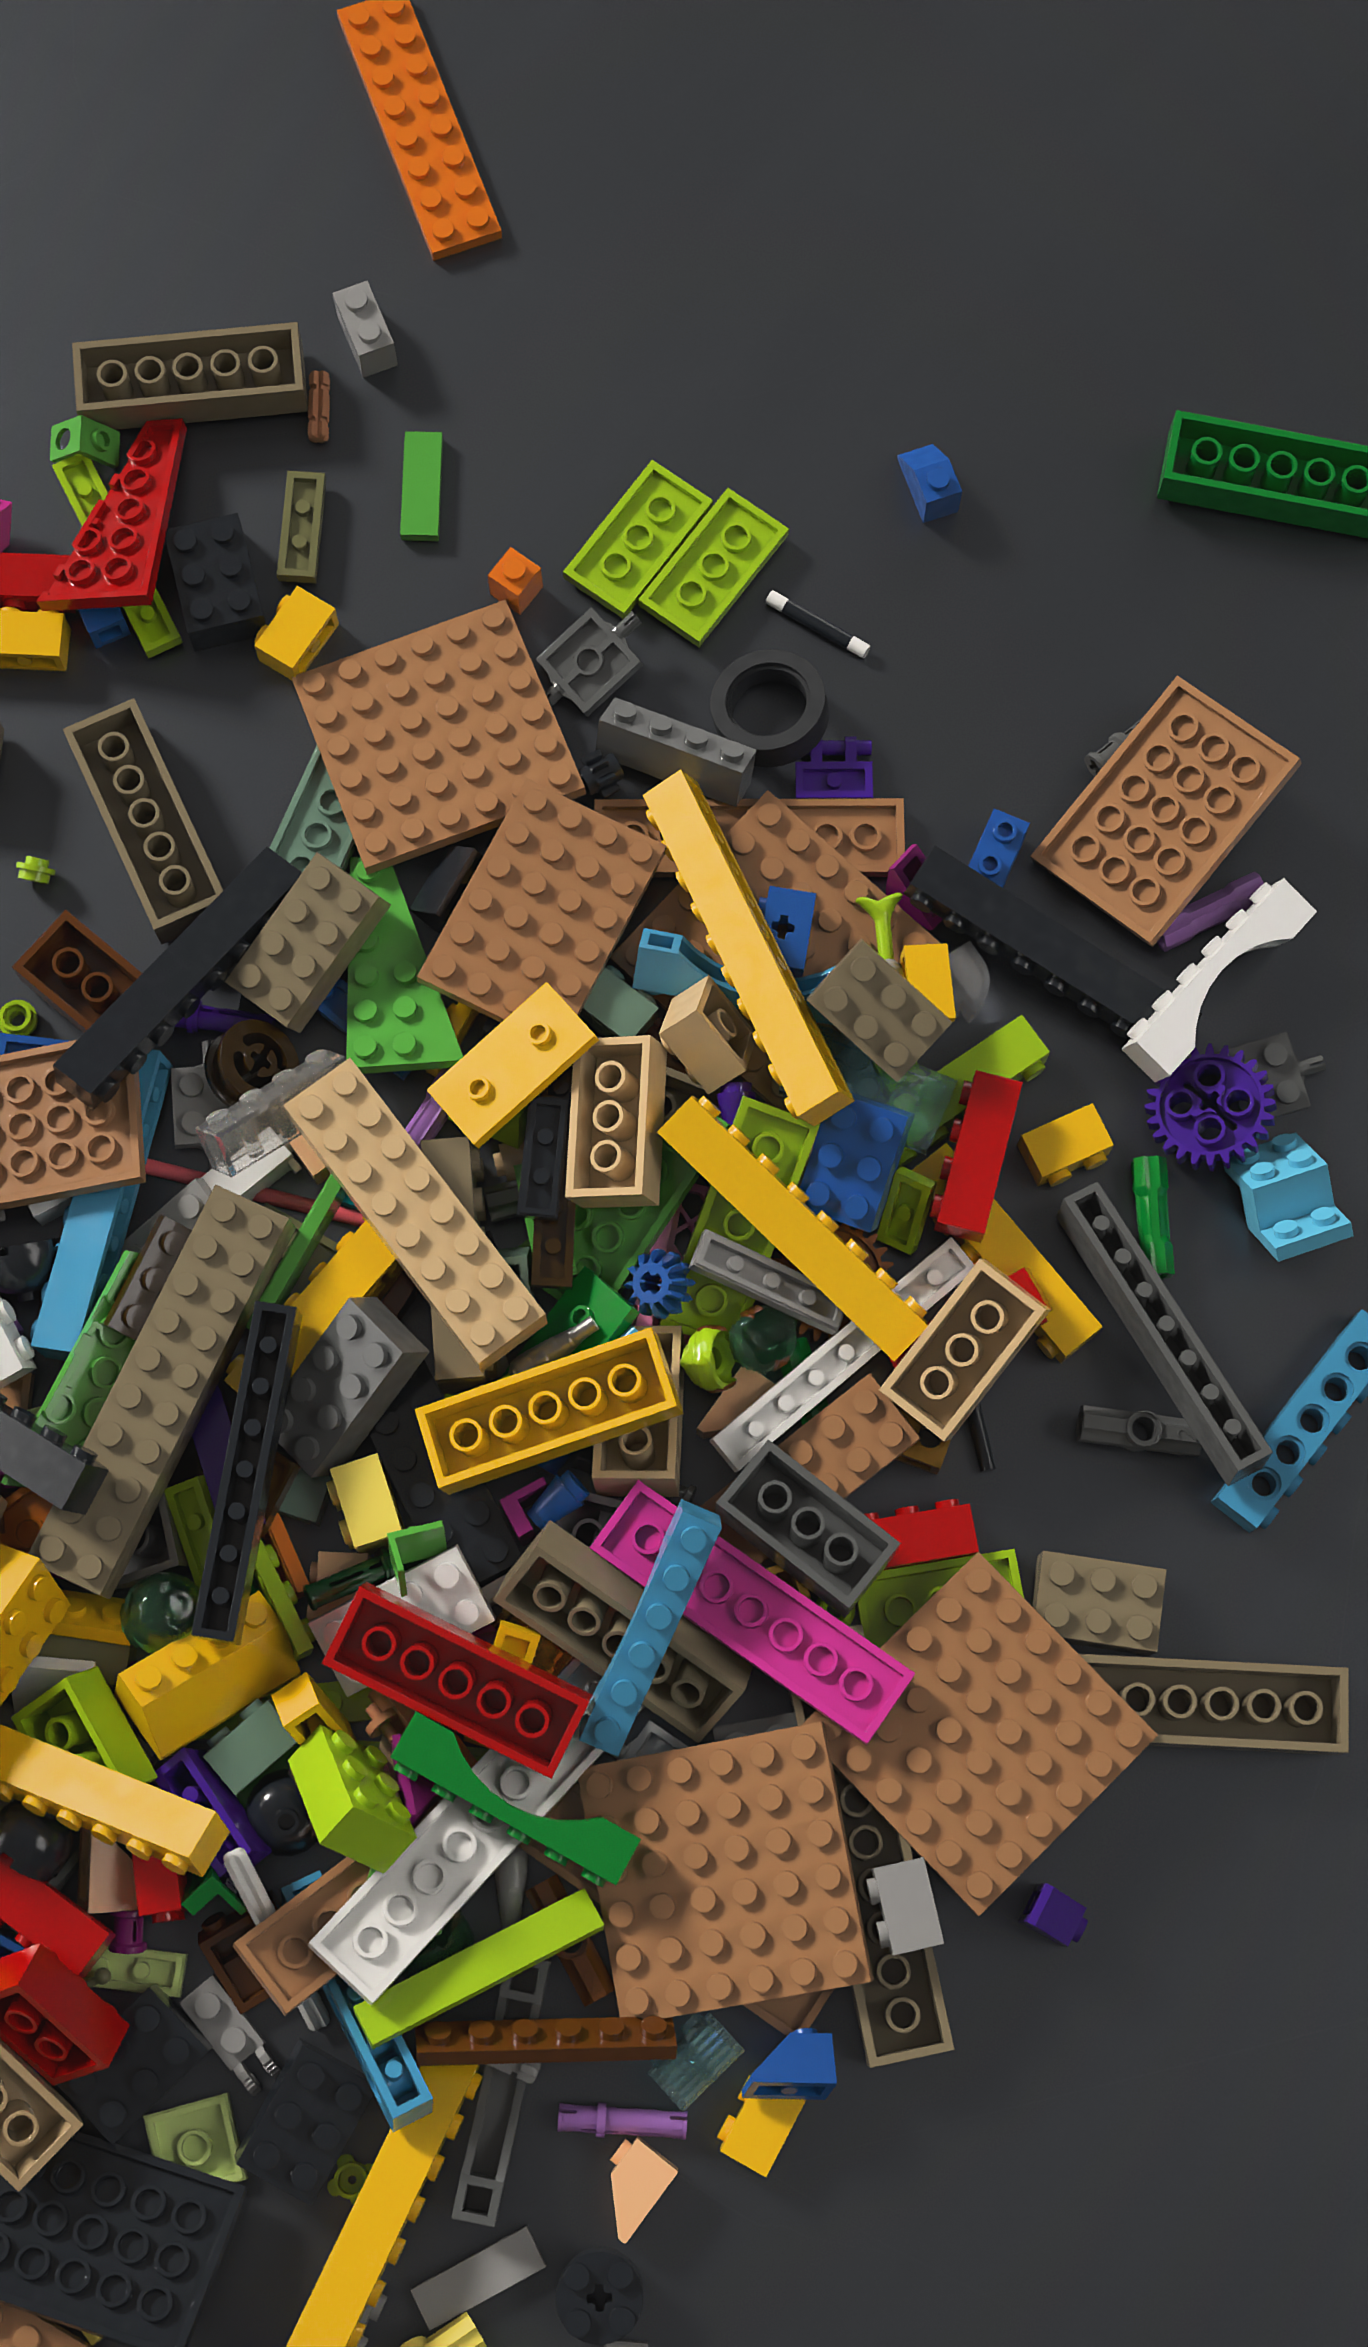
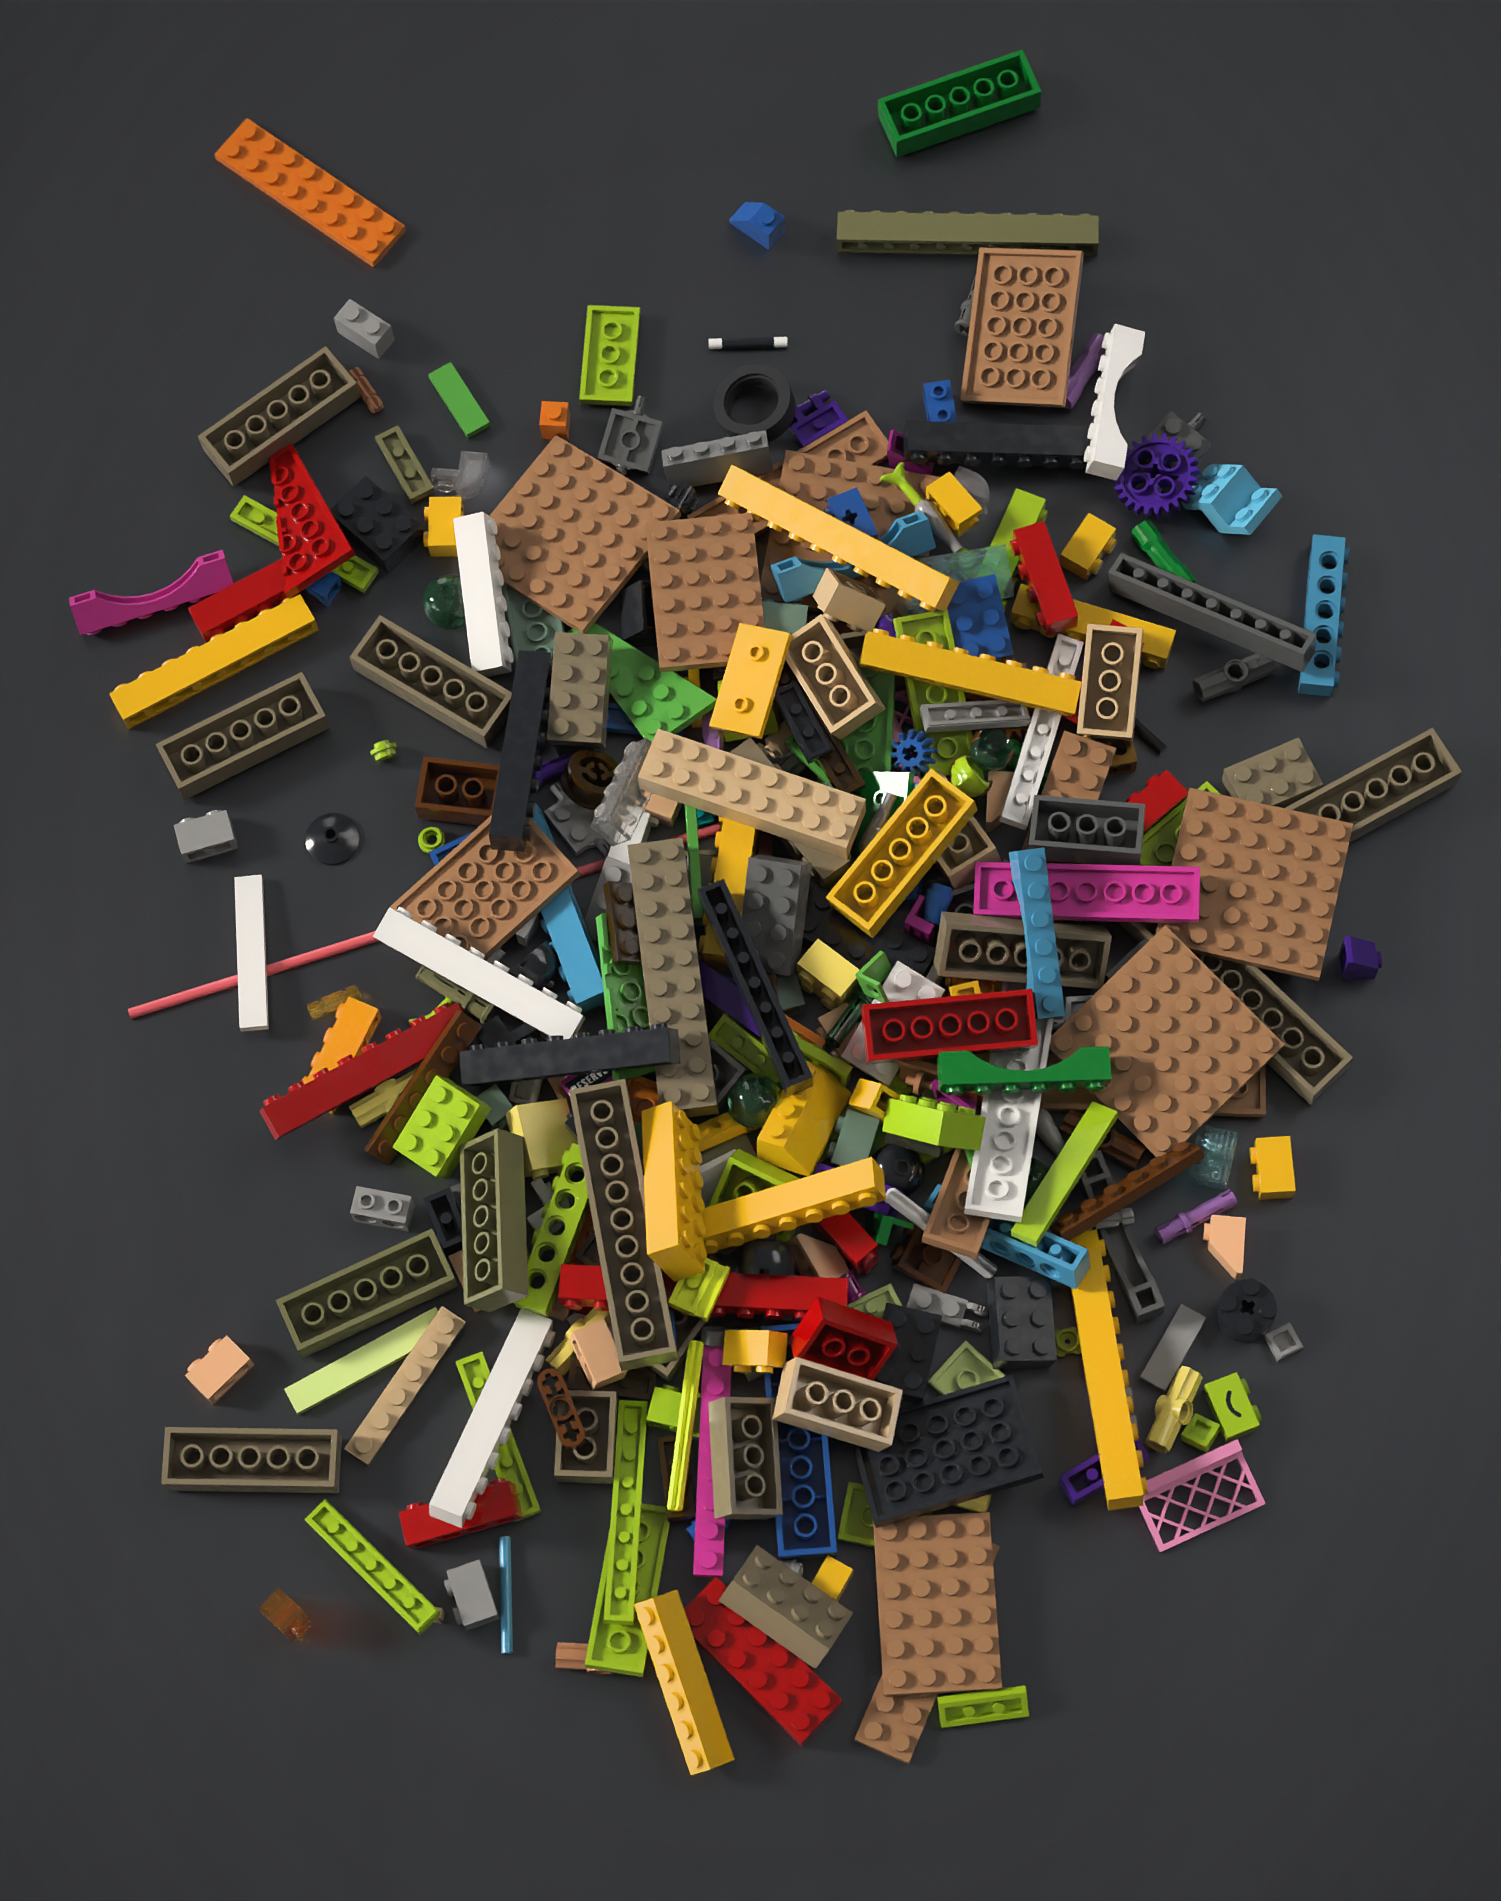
camera: 25 degrees left, 5 degrees down
(87, 439) = (243, 487): bright green bracket -> none
(239, 731) = (444, 602): none -> clear green cylinder
(277, 747) = (483, 594): none -> white brick
(365, 592) = (468, 479): none -> clear brick
(713, 567) = (665, 345): lime plate -> none
(796, 2069) = (1274, 1121): blue slope -> none
(879, 1010) = (938, 526): dark tan brick -> none
(905, 1907) = (1276, 996): light grey brick -> none
(906, 1210) = (1023, 634): lime plate -> none
(1180, 647) = (964, 233): none -> olive brick

